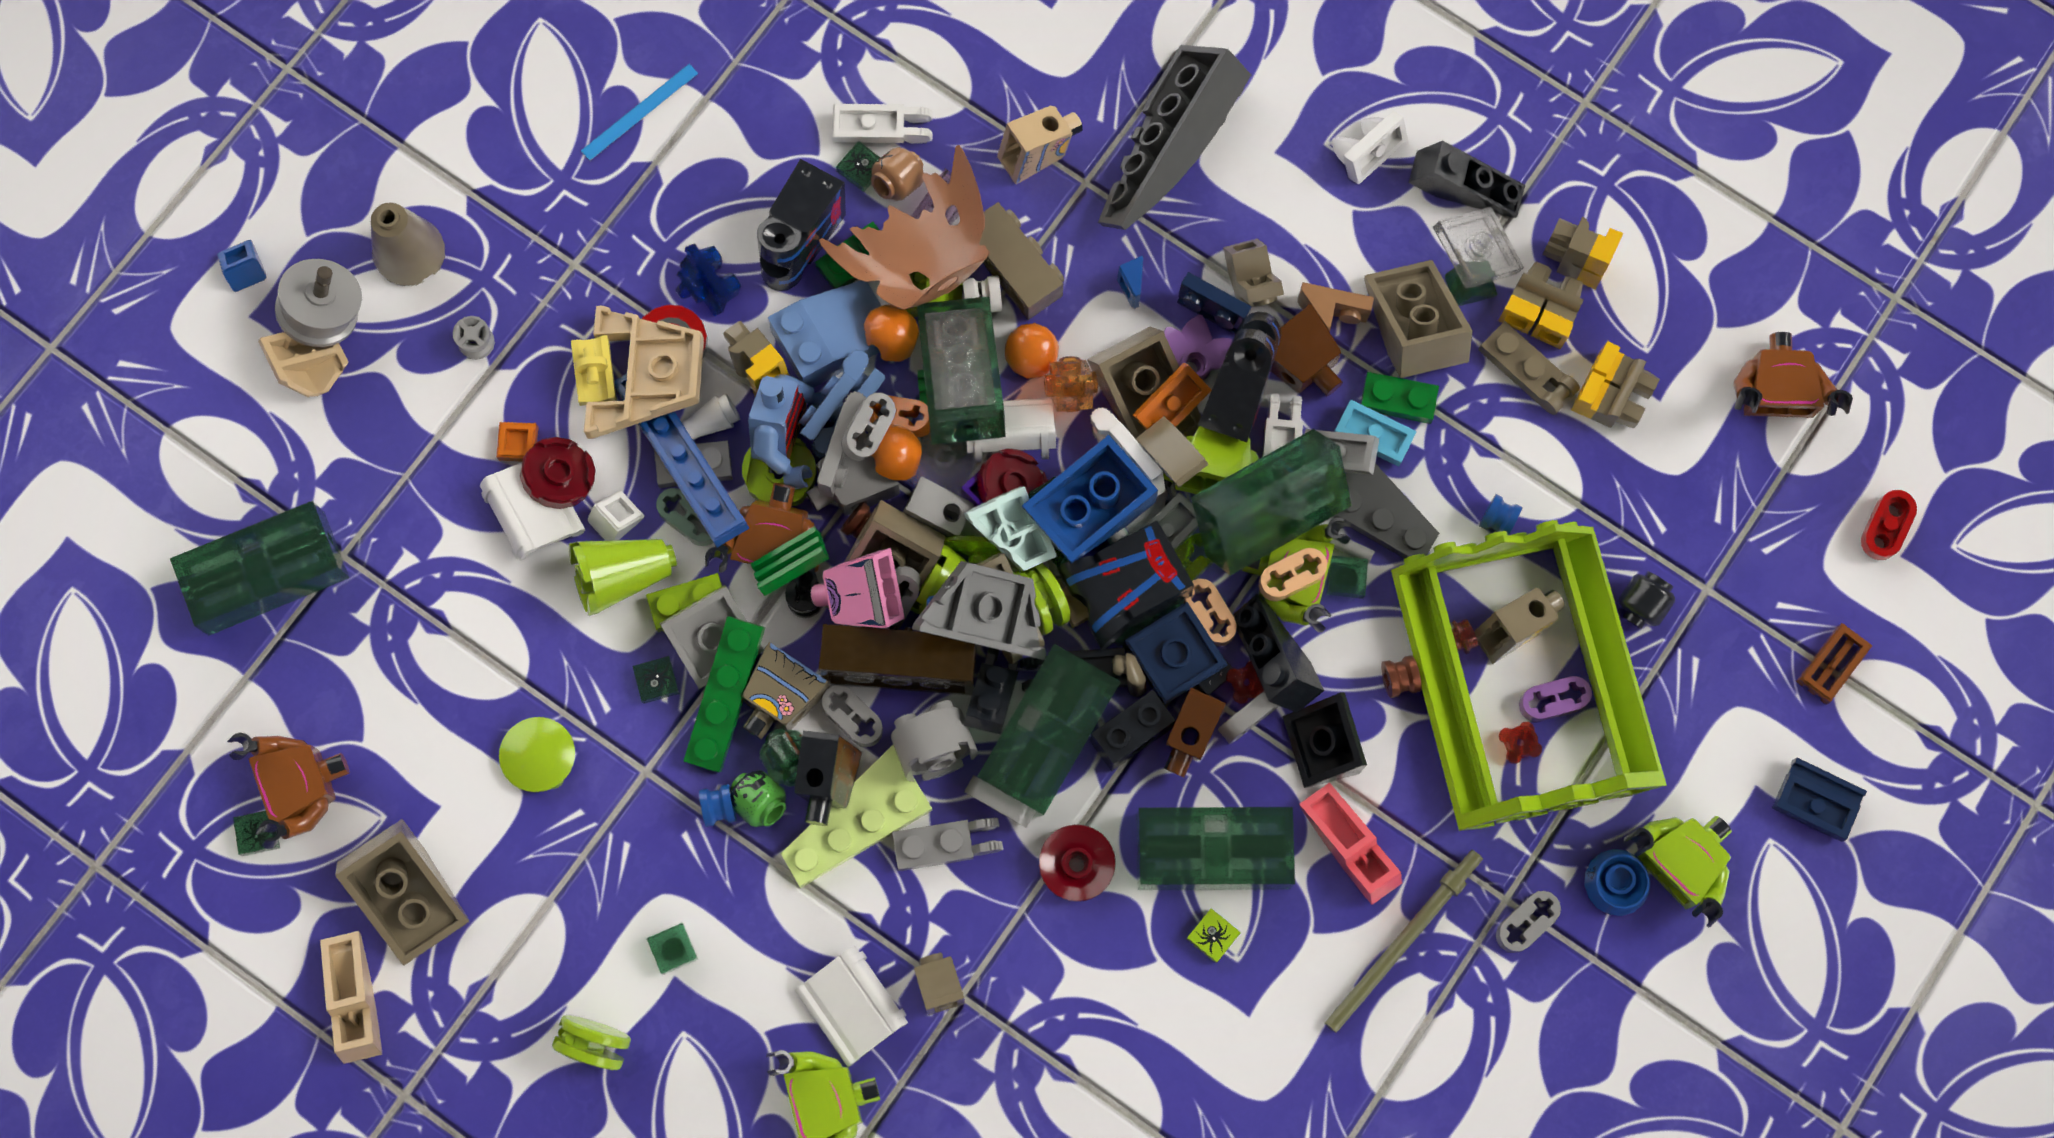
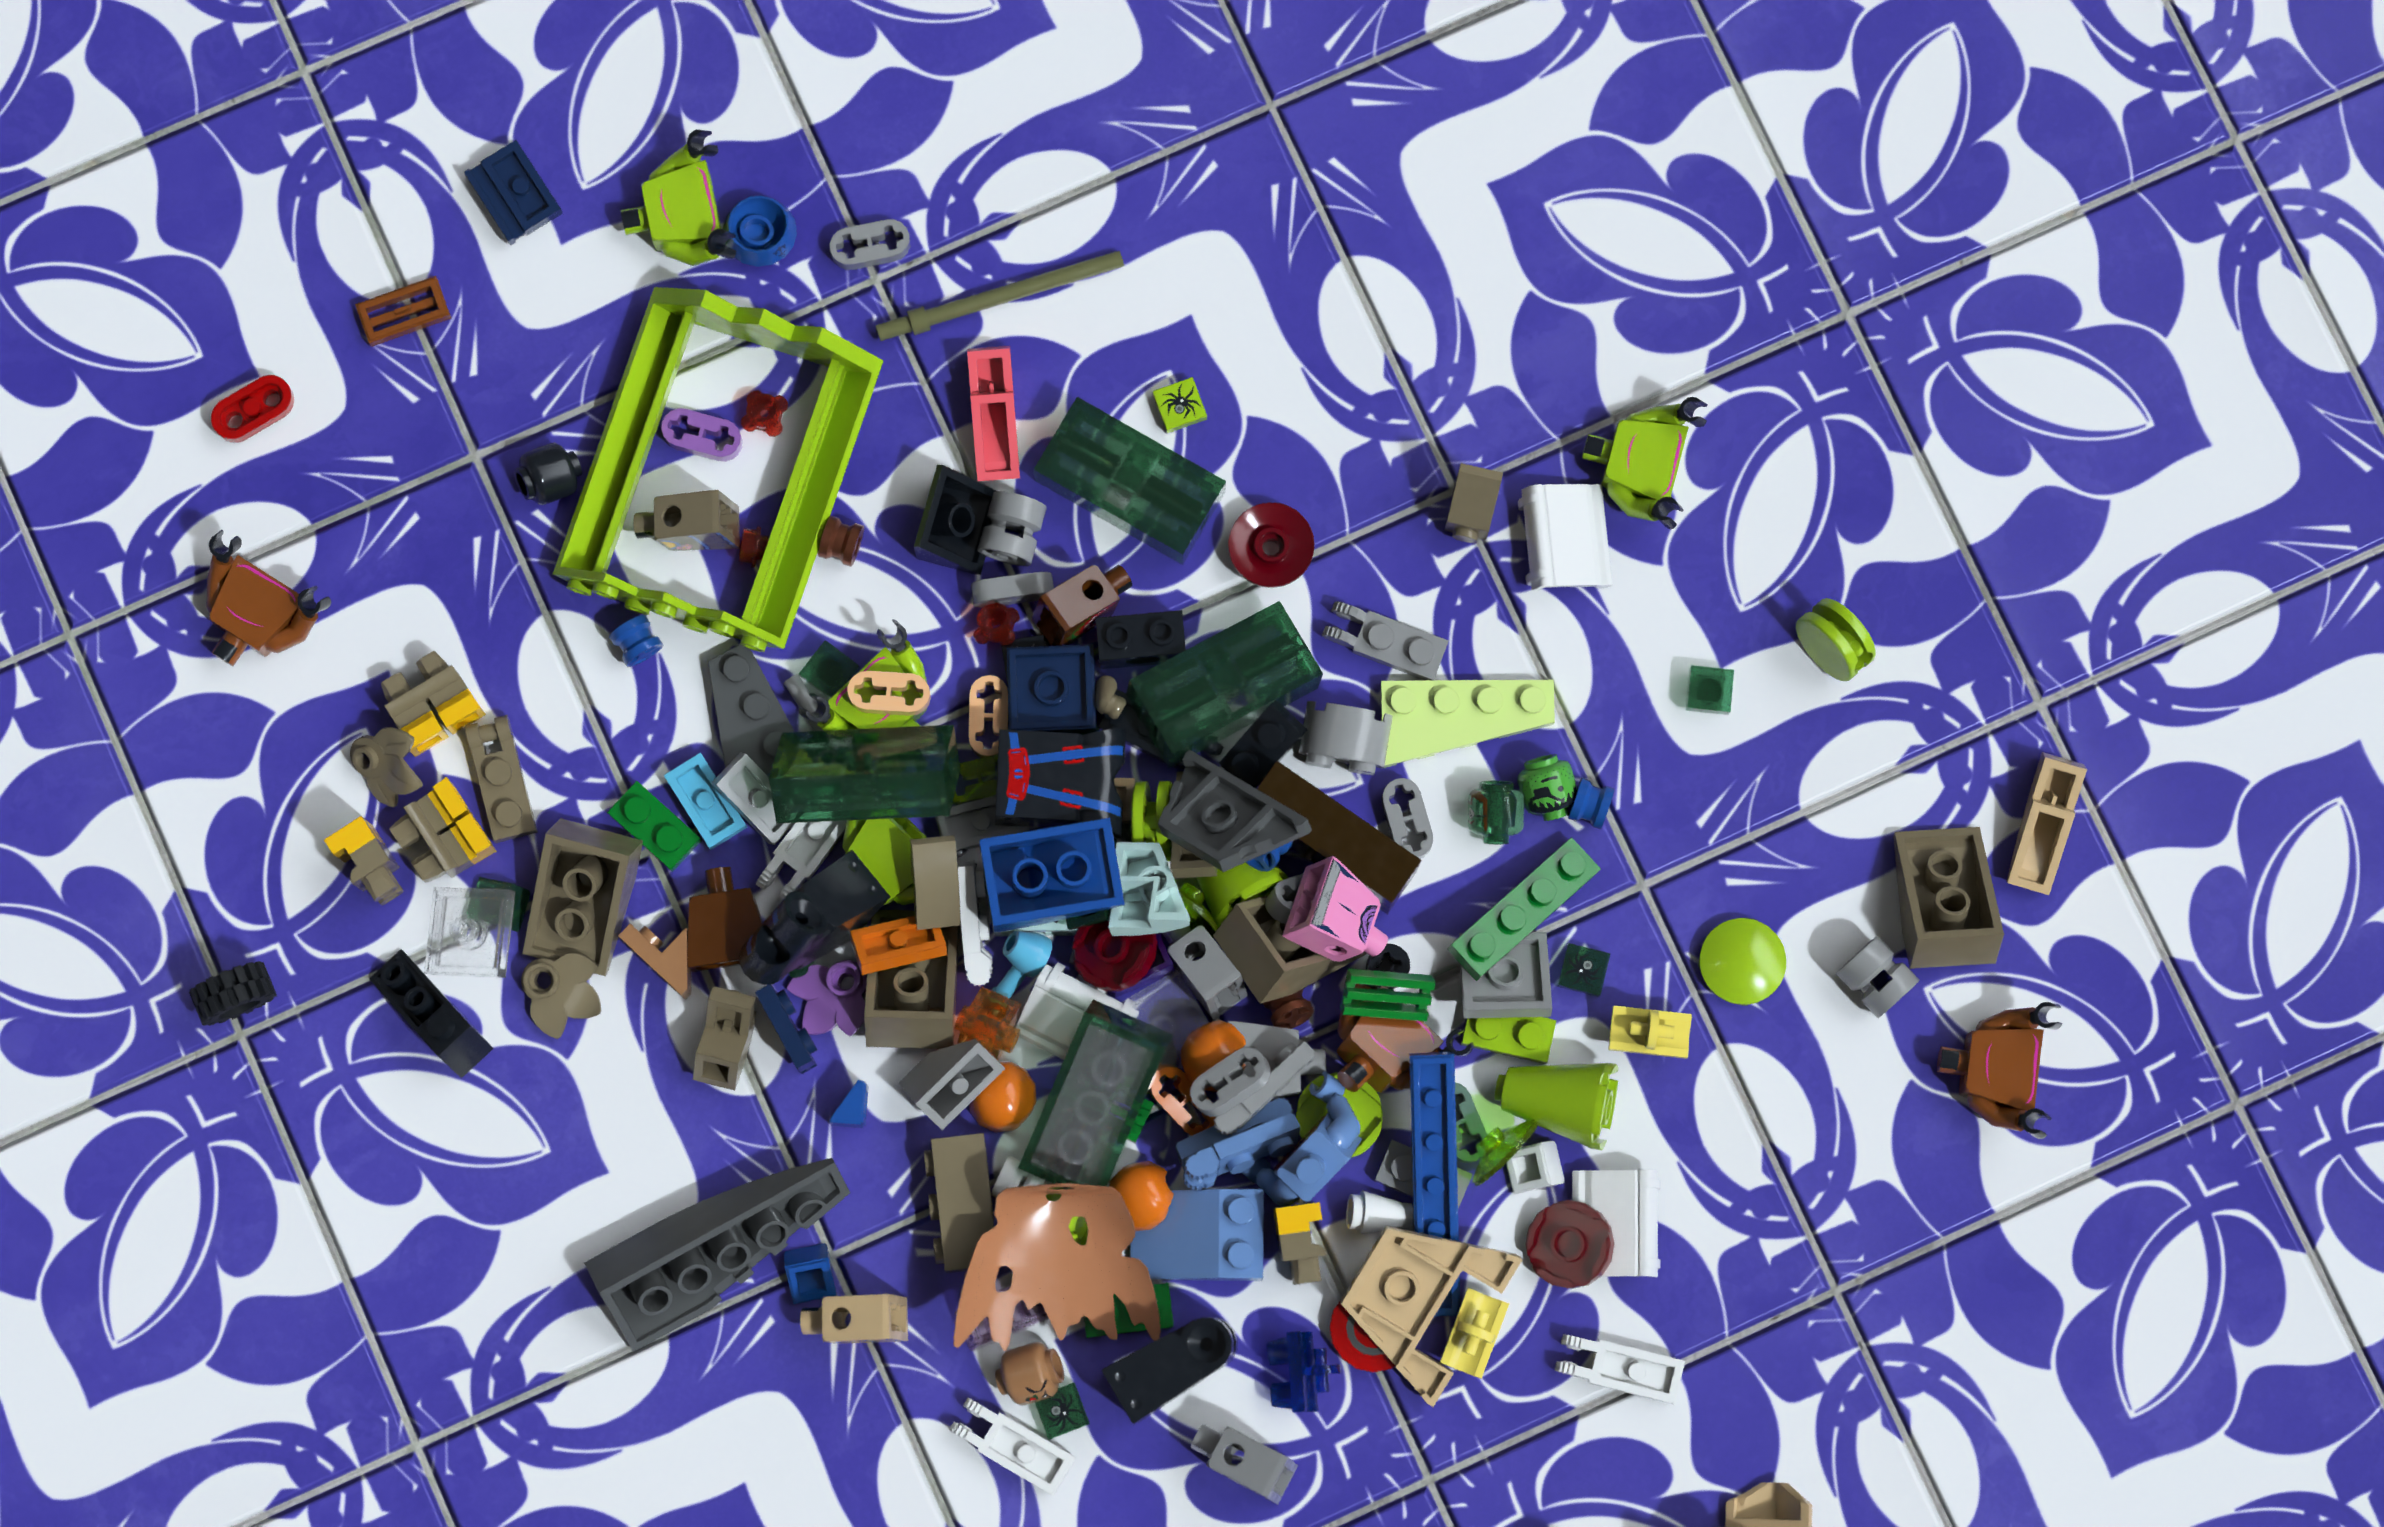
camera: 150 degrees left, 5 degrees up
(245, 830) = (2064, 1045): clear green tile -> none
(259, 568) = (1928, 1315): clear green brick -> none
(428, 798) = (1867, 965): none -> light grey wheel
(469, 330) = (1587, 1448): light grey wheel -> none
(471, 410) = (1626, 1369): none -> white hinge
(515, 440) = (1593, 1309): orange tile -> none
(578, 656) = (1650, 1032): none -> light yellow hips
(641, 504) = (1500, 1148): none -> clear neon green dish
(708, 194) = (1261, 1469): none -> light grey torso
(780, 692) = (1466, 880): dark tan torso -> none
(825, 774) = (1457, 774): black torso -> none
(999, 801) = (1317, 646): light grey beam -> none
(1073, 445) = (1027, 954): none -> medium azure bar
(1075, 328) = (950, 1080): none -> light grey slope
(1093, 161) = (809, 1273): none -> blue slope
(1276, 657) = (953, 629): black slope -> none
(1283, 771) = (1016, 514): none -> light grey wheel
(1379, 142) = (522, 1106): white tile -> none
(1384, 247) = (565, 997): none -> dark tan plate
(1610, 112) = (232, 993): none -> black tyre
(1622, 330) = (383, 766): none -> dark tan plate

